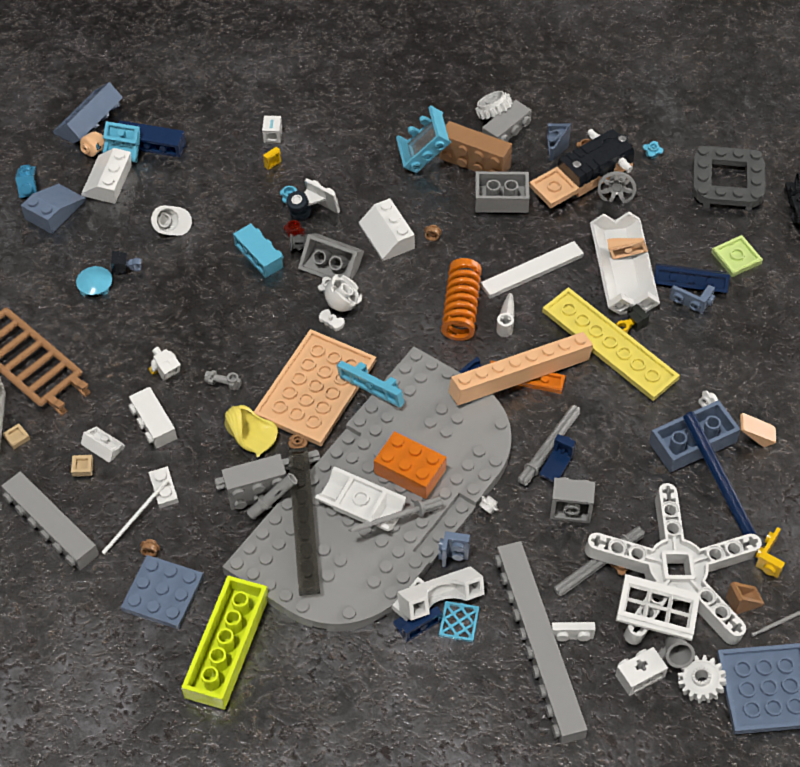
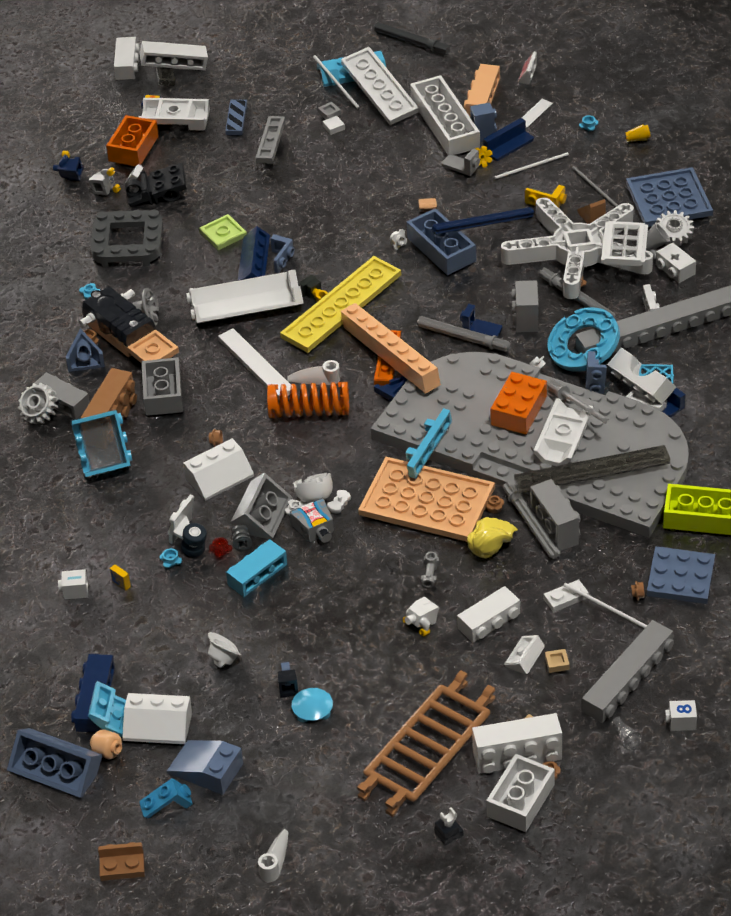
camera: 95 degrees left, 10 degrees down
(266, 501) = (567, 491): light grey pin -> none
(305, 296) = (313, 521): none -> torso
(520, 528) = (583, 318): none -> medium azure plate
(626, 247) = (229, 300): light nougat slope -> none

